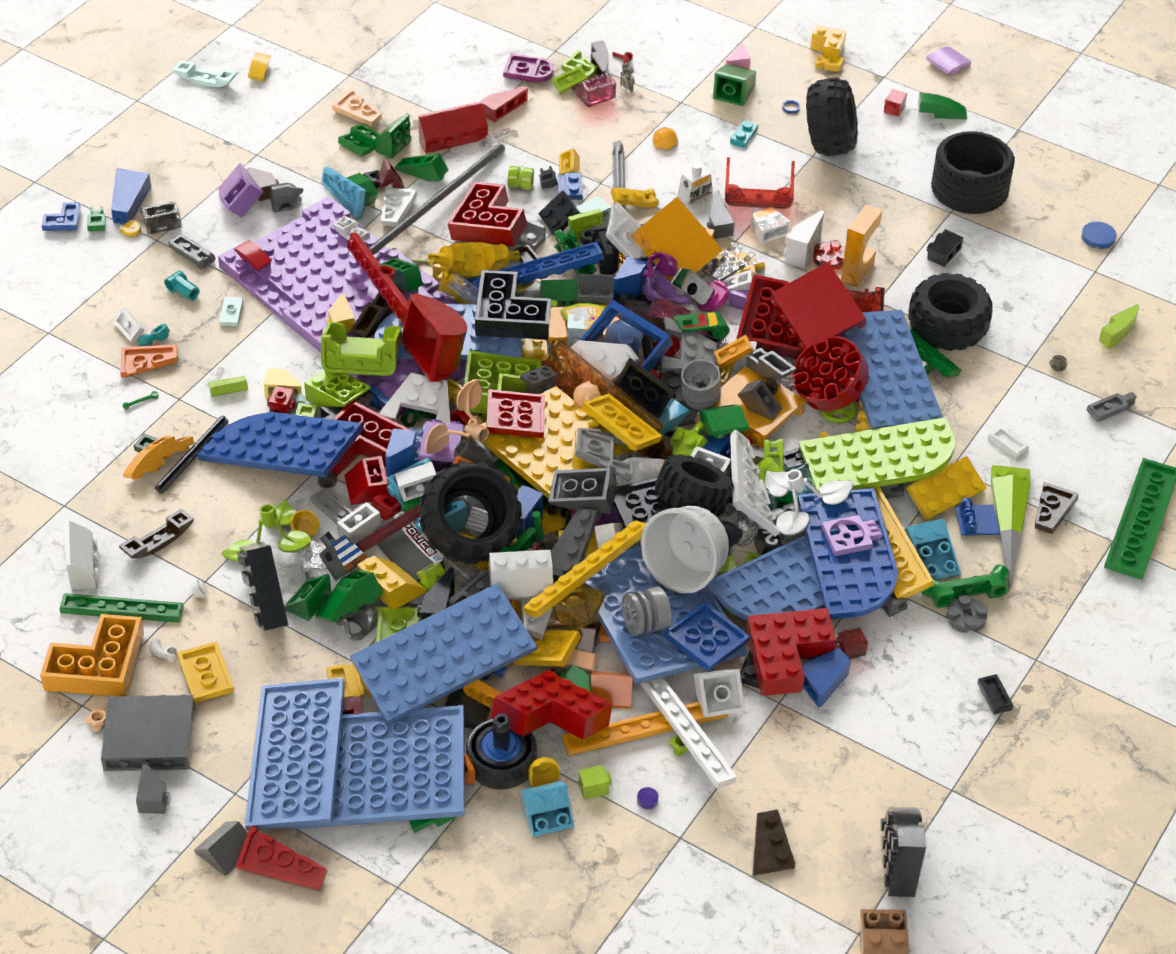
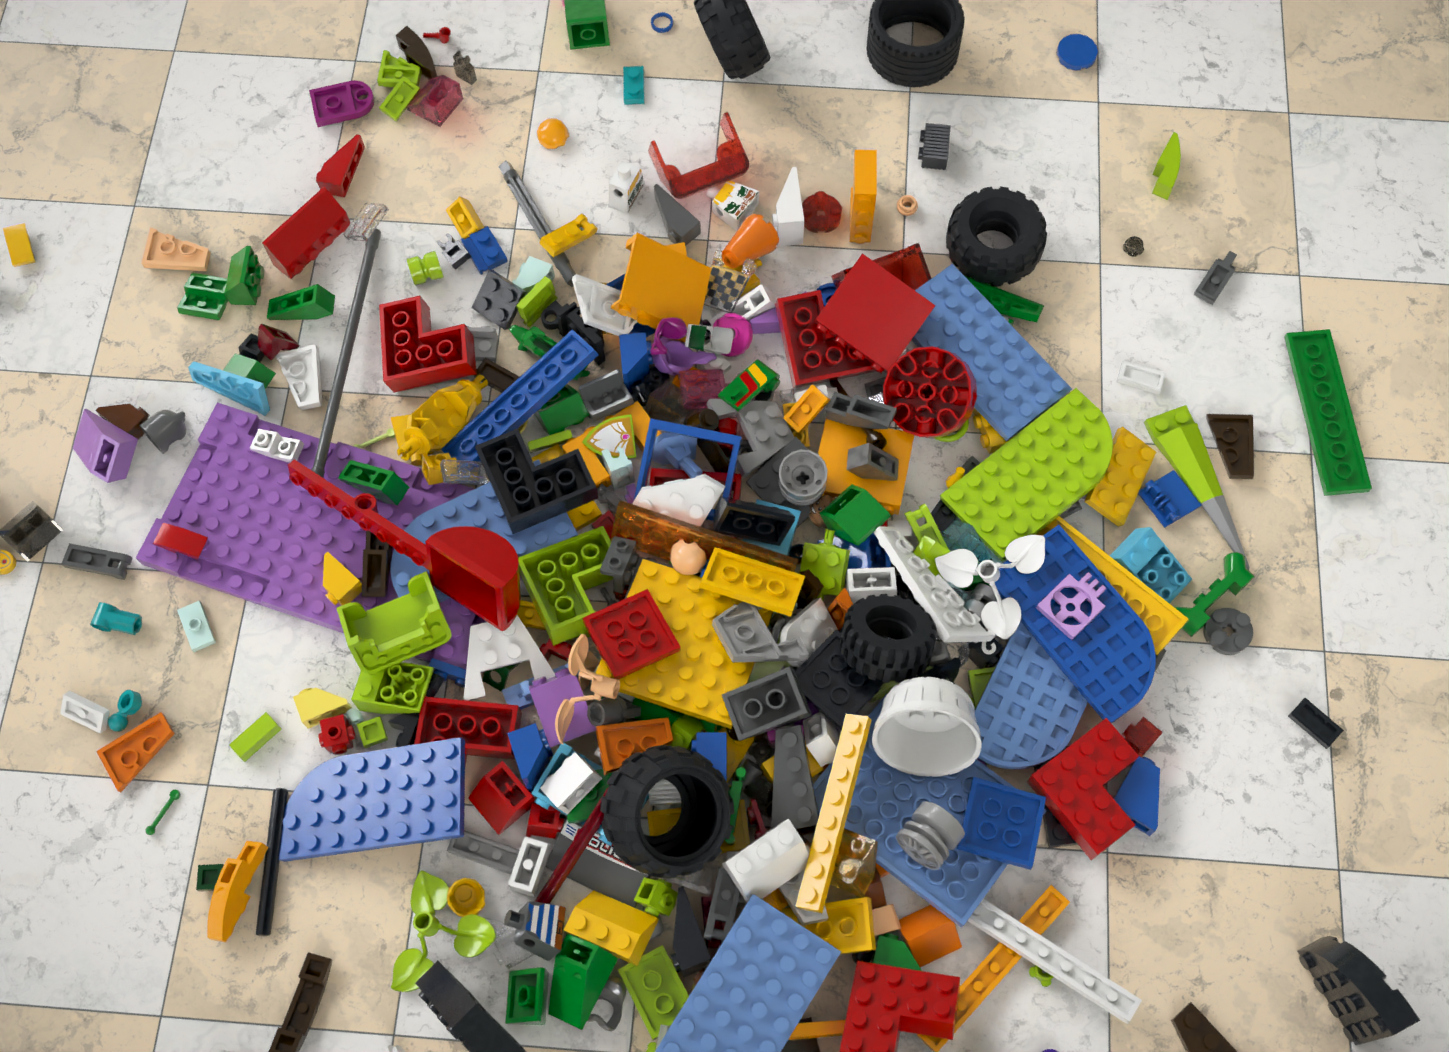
camera: 25 degrees left, 20 degrees up
(719, 692) = (1052, 887): white slope -> none
(766, 245) = (751, 241): none -> orange cone
(898, 274) = (907, 200): none -> light nougat plate

